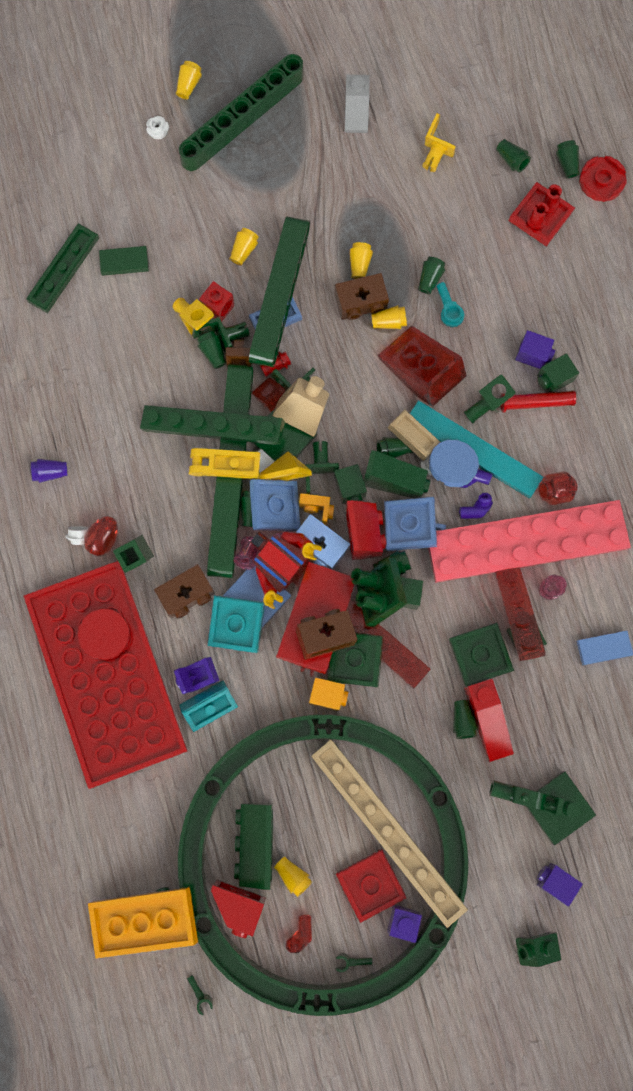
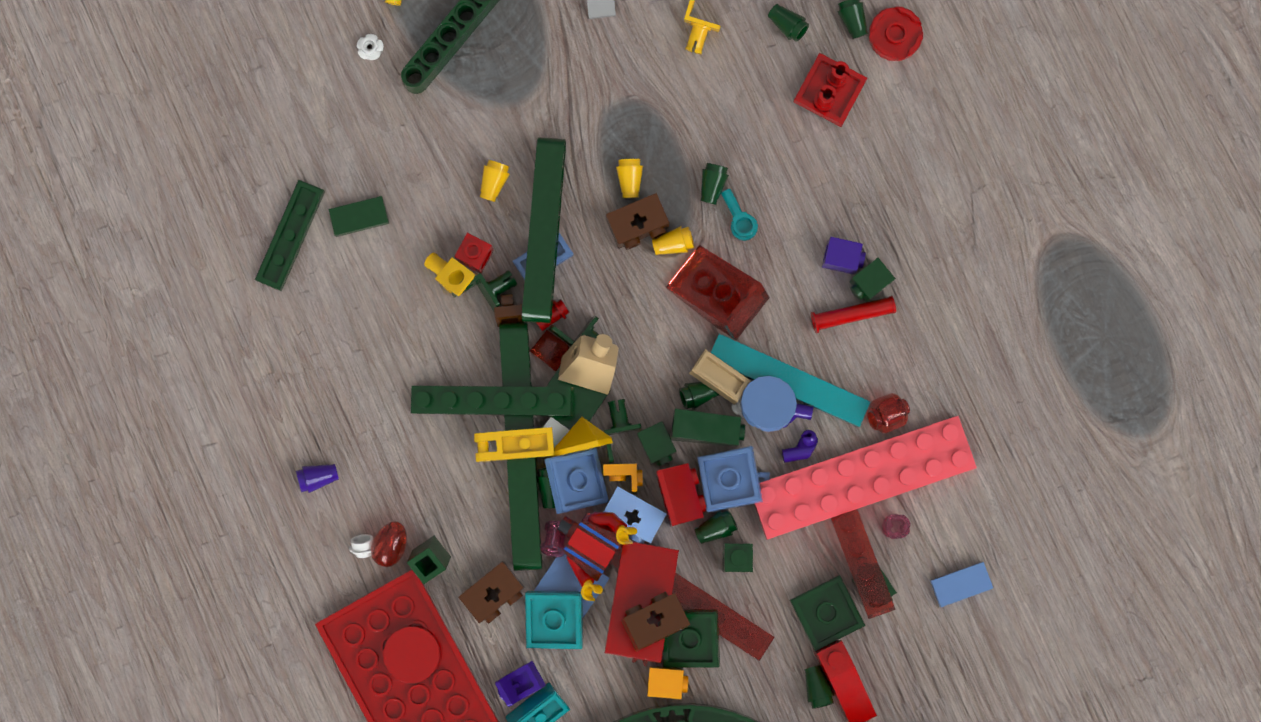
camera: 10 degrees left, 5 degrees up
(211, 348) = (477, 309): dark green cone -> none
(379, 591) = (706, 563): dark green plate -> none
(488, 401) = (796, 326): dark green bracket -> none

